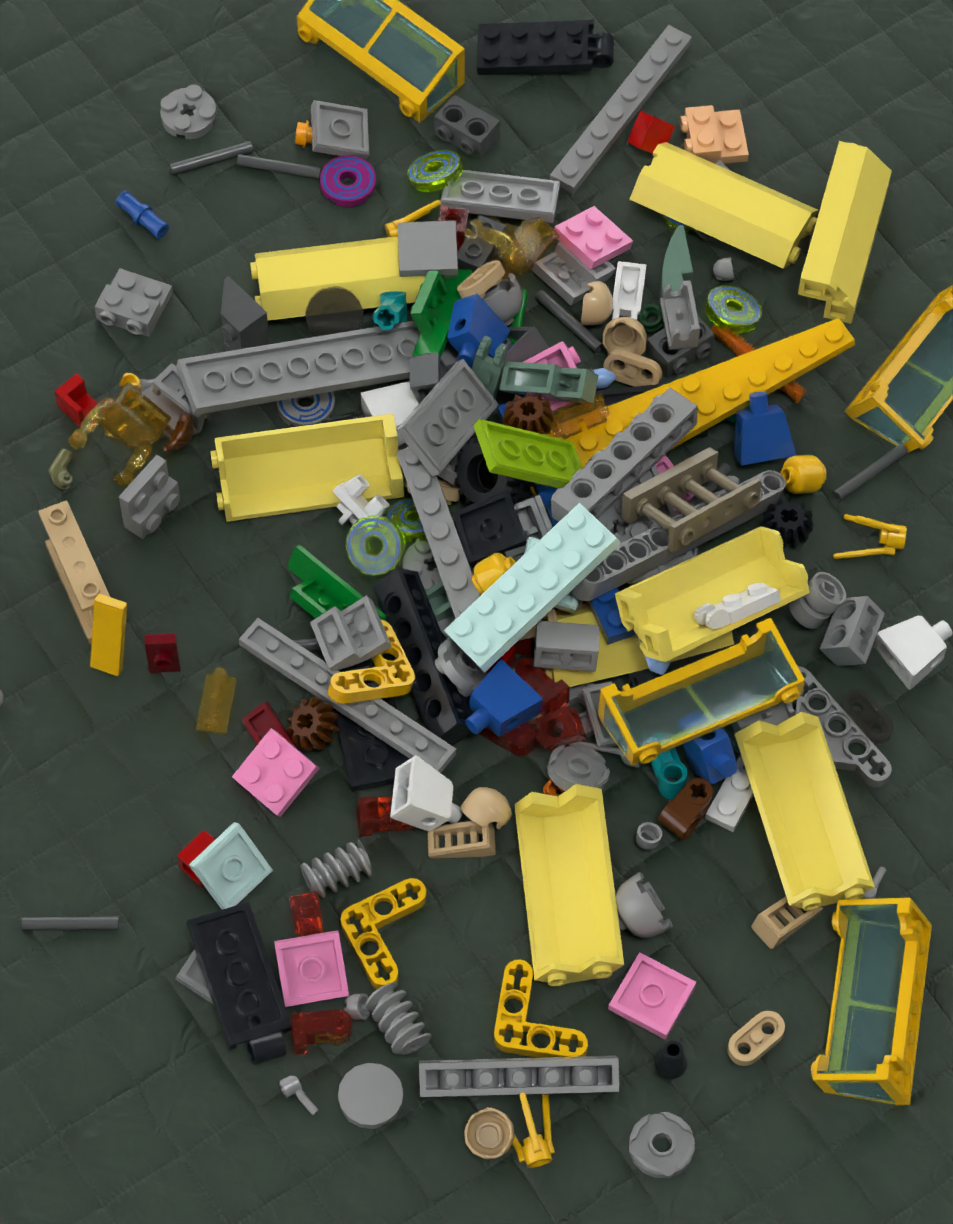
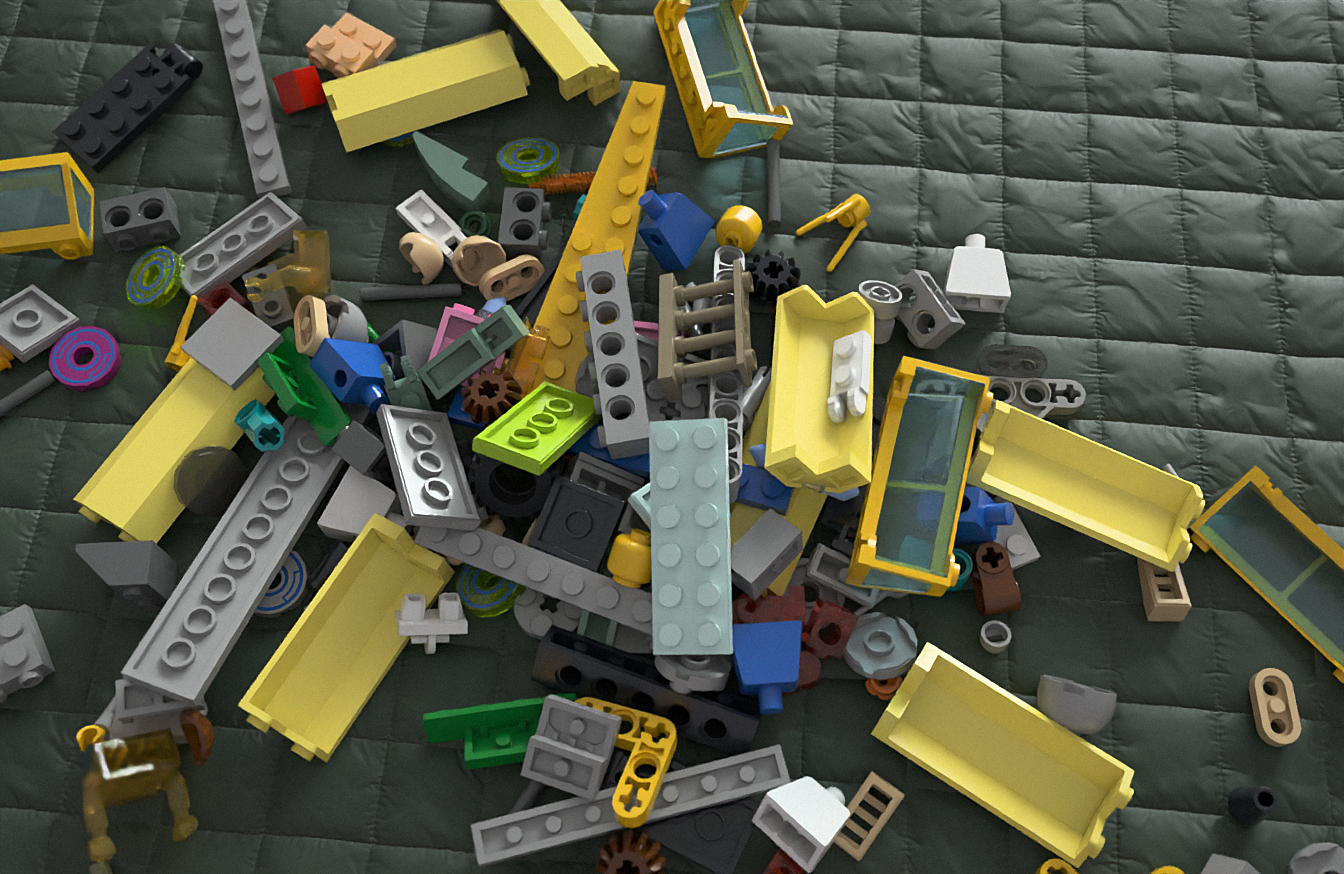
camera: 50 degrees left, 5 degrees up
(74, 400) = (51, 805): red panel -> none
(149, 498) = (236, 825): light grey plate -> none
(359, 550) = (488, 661): clear neon green tile -> none
(487, 806) = (858, 765): tan hair -> none
(570, 275) = (365, 248): light grey slope -> none
(593, 237) = (352, 209): bright pink plate -> none
(652, 995) = (1167, 767): bright pink plate -> none
(680, 316) = (506, 198): light grey hinge -> none
(724, 269) = (483, 137): light grey hinge -> none

